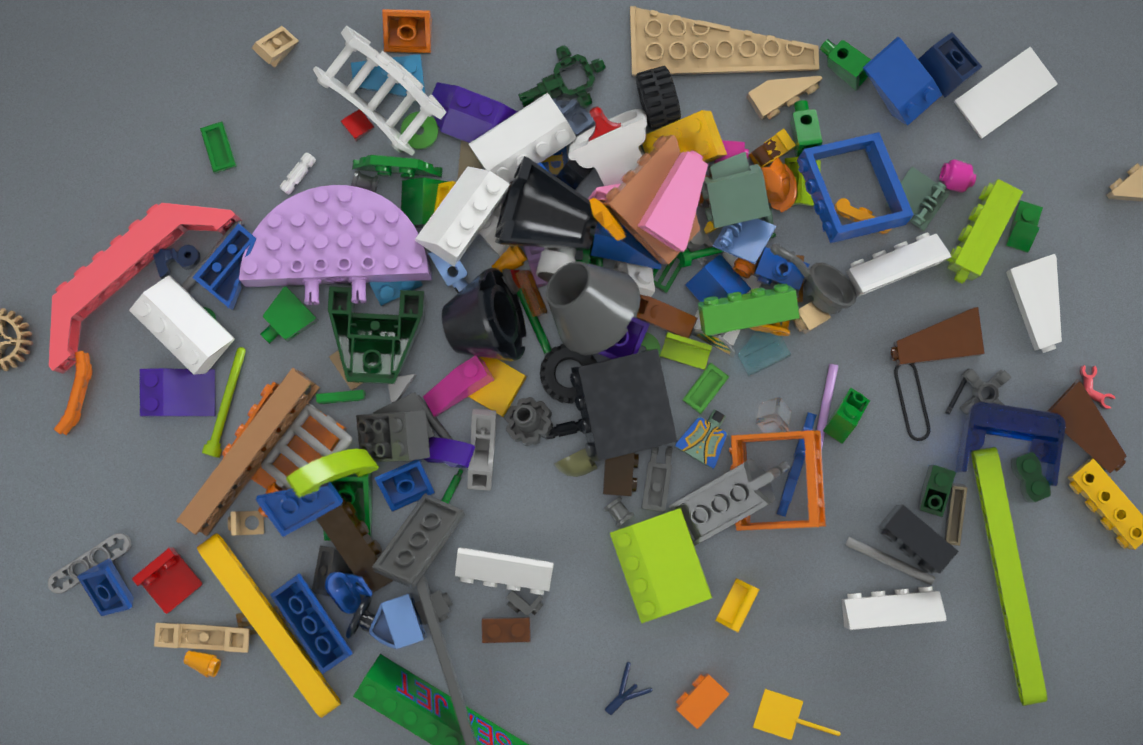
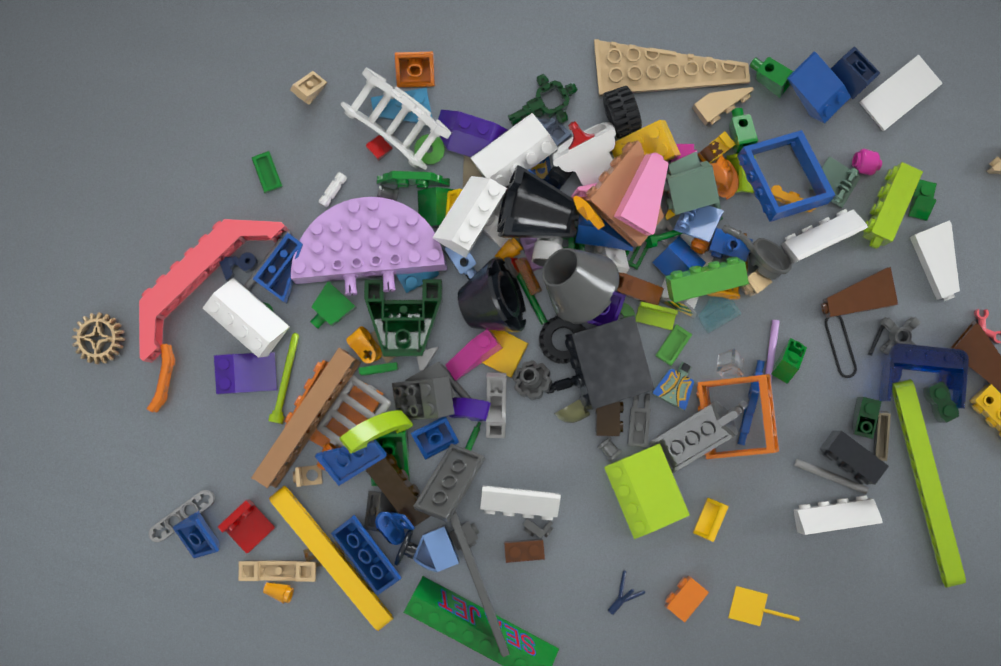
camera: 10 degrees left, 0 degrees up
(325, 366) = (363, 344): none -> light orange piece

